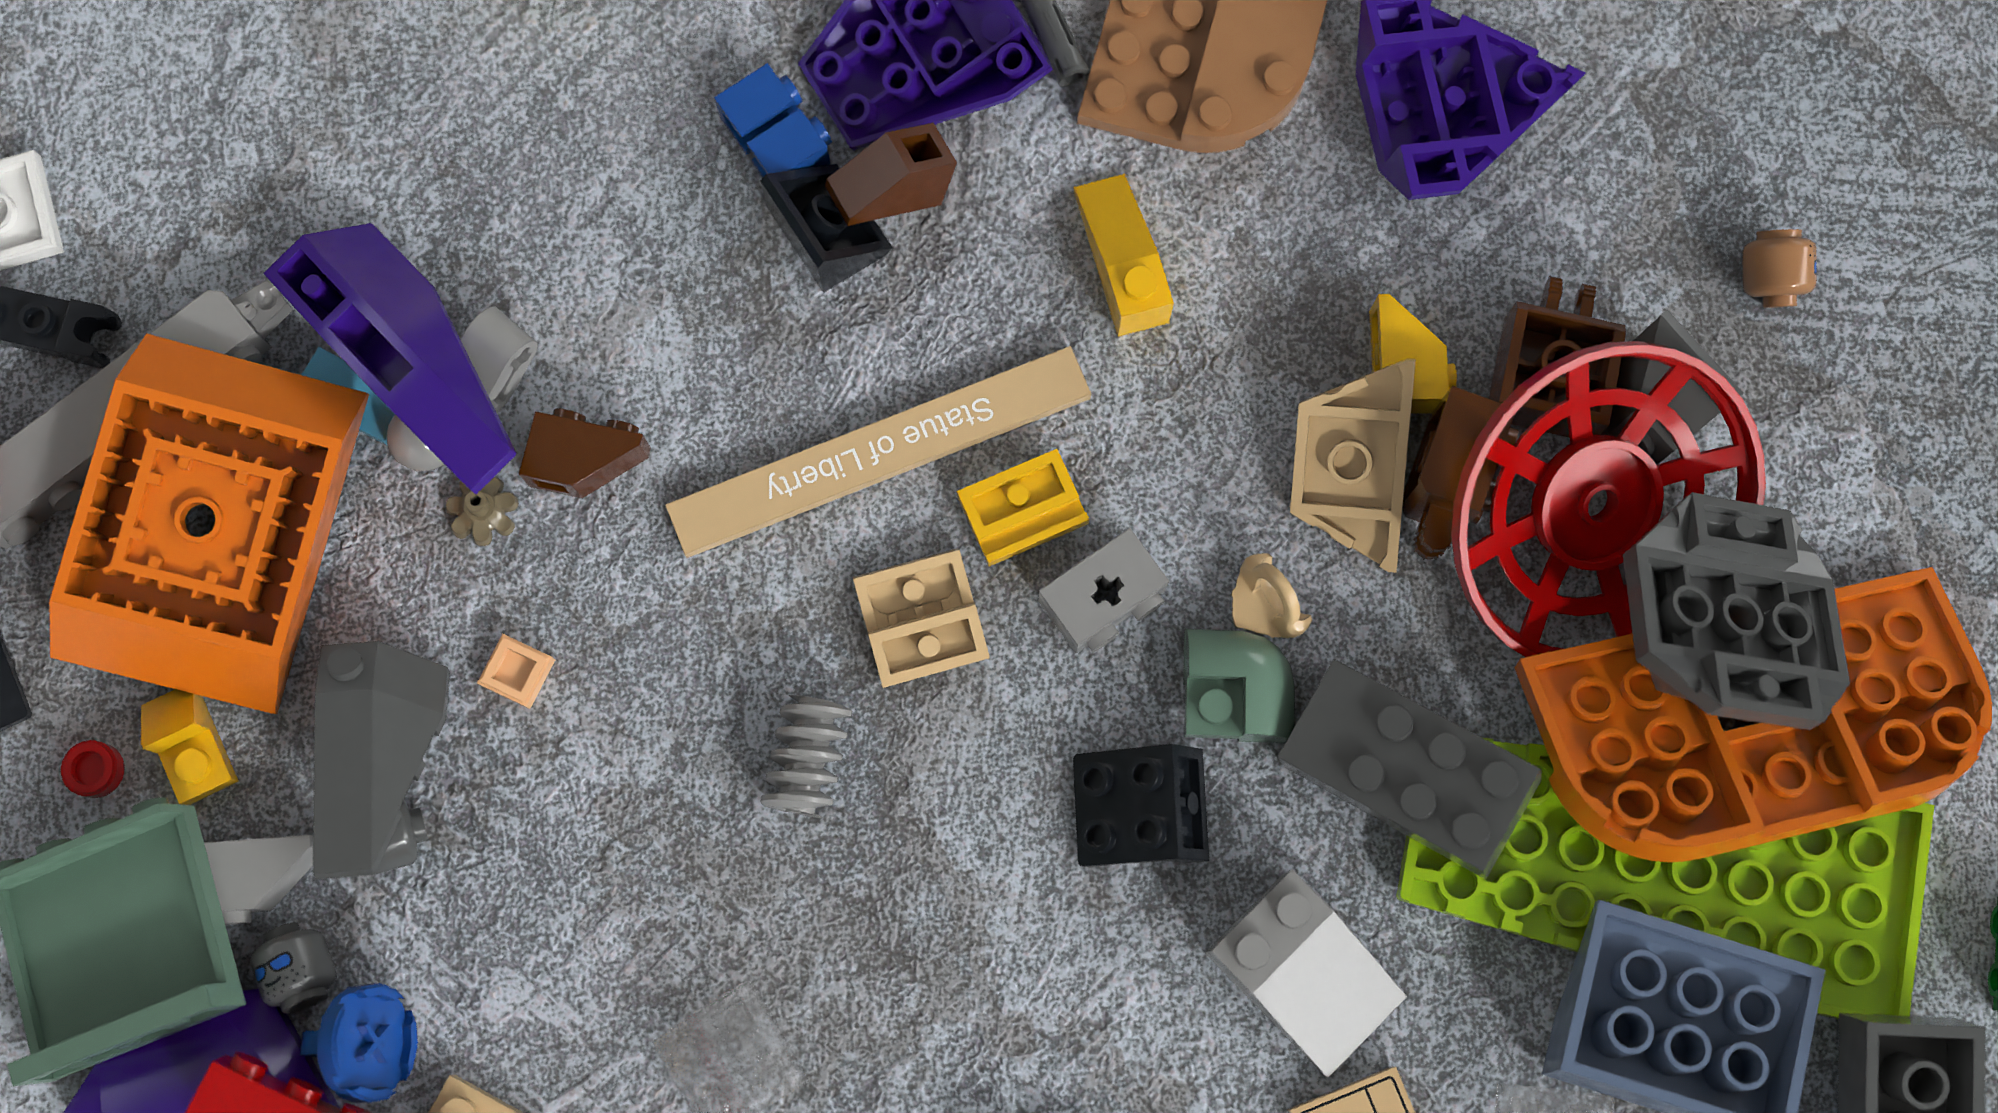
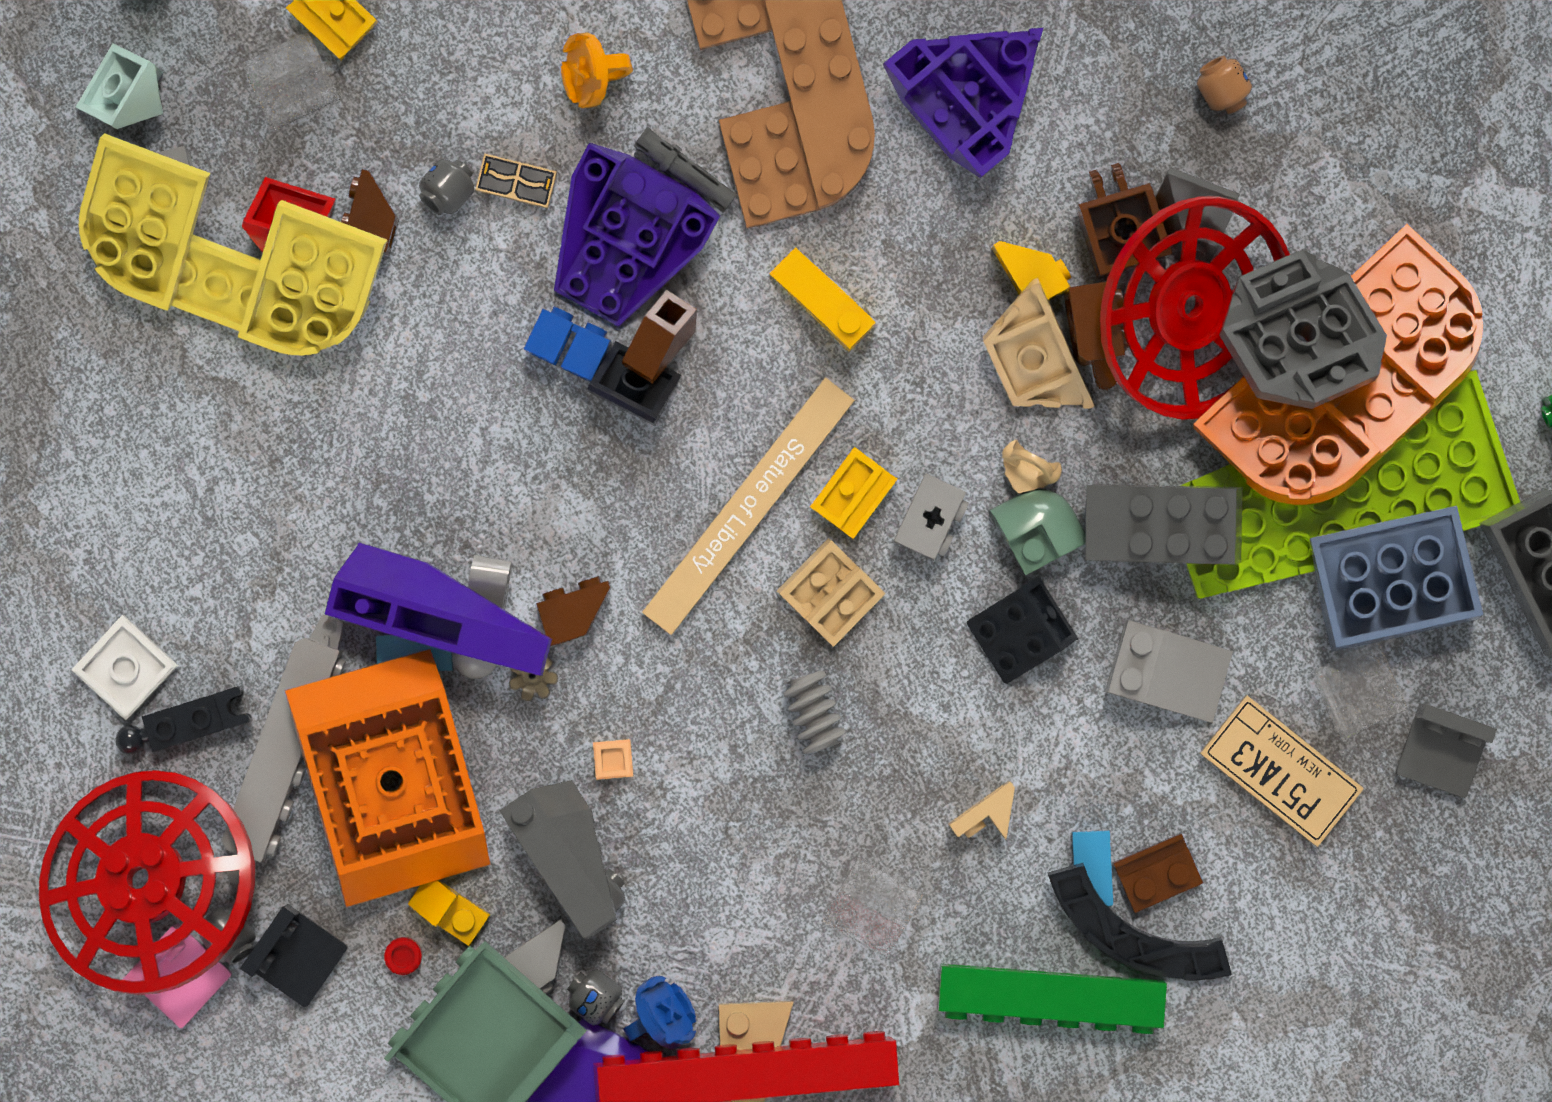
camera: 30 degrees left, 10 degrees up
(973, 1022) = (995, 806): none -> tan slope

